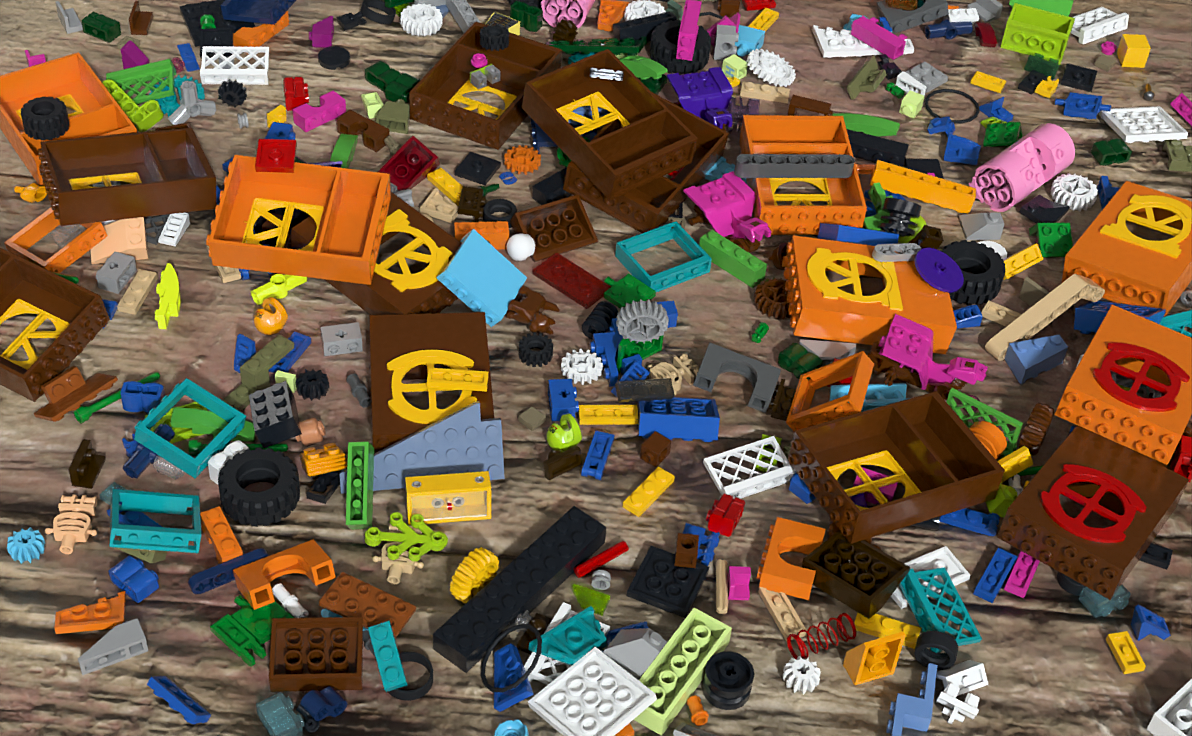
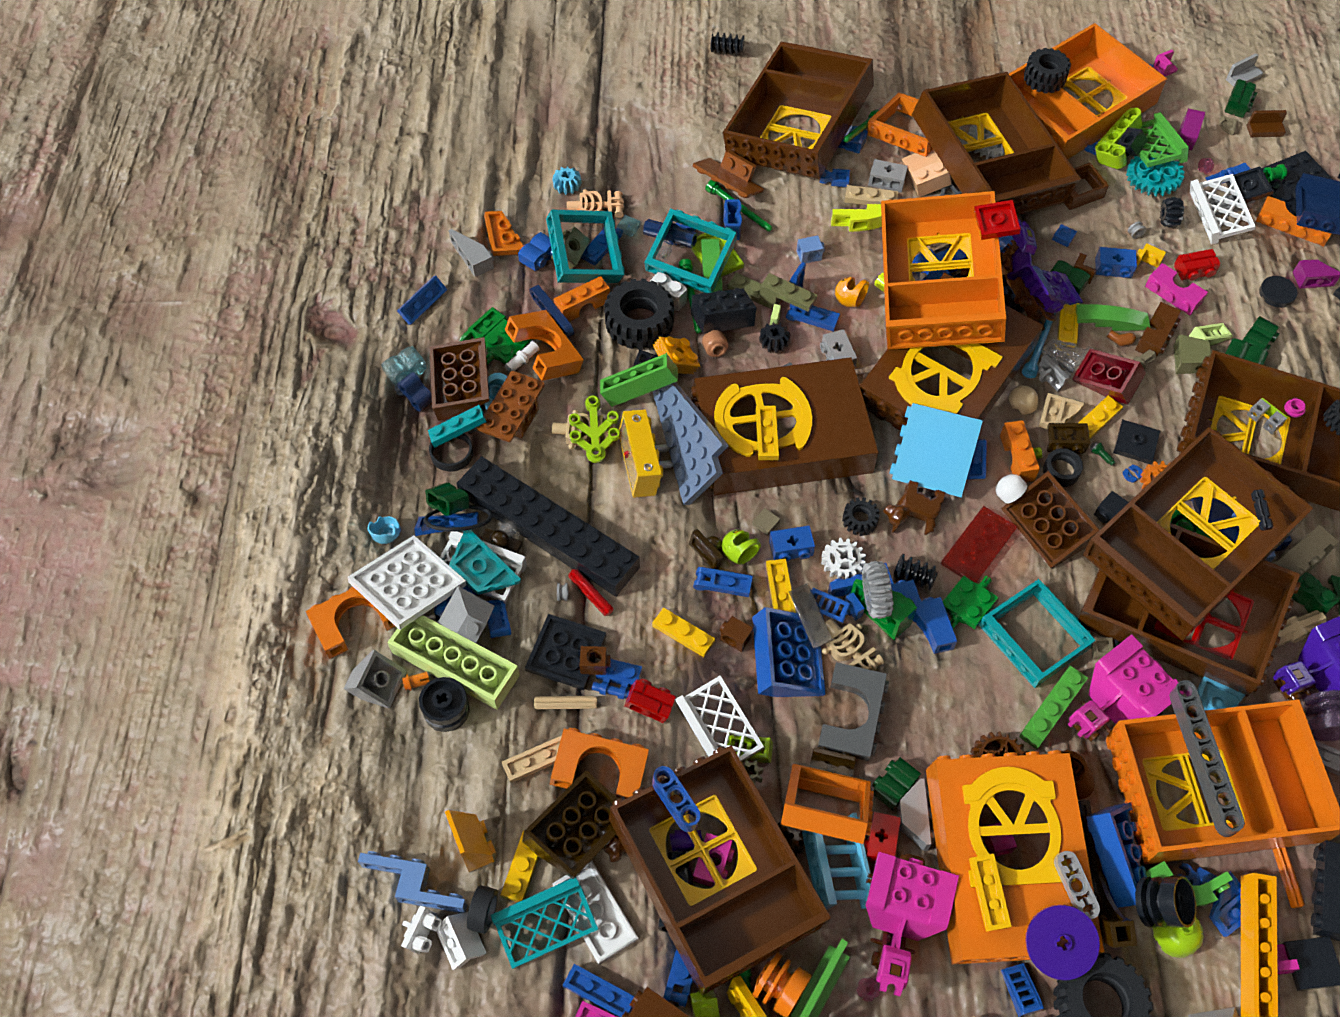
camera: 90 degrees right, 15 degrees up
(85, 466) = (652, 198): dark brown bracket -> none
(138, 90) = (1133, 141): none -> black brick
(190, 105) = (1133, 181): light grey piece -> none
(201, 344) = (810, 249): none -> medium blue brick
(367, 153) = (1123, 339): none -> dark orange arm
(474, 574) = (550, 482): yellow gear -> none
(482, 671) = (447, 498): none -> dark green brick
(589, 597) = (542, 587): clear neon green tile -> none
(738, 583) = (566, 716): dark pink panel -> none
(760, 332) = (940, 741): green piece -> none
(800, 642) = (516, 816): red piece -> none
(801, 674) = (464, 776): white gear -> none
(851, 464) = (671, 788): none -> blue beam
(909, 296) = (990, 892): none -> yellow plate

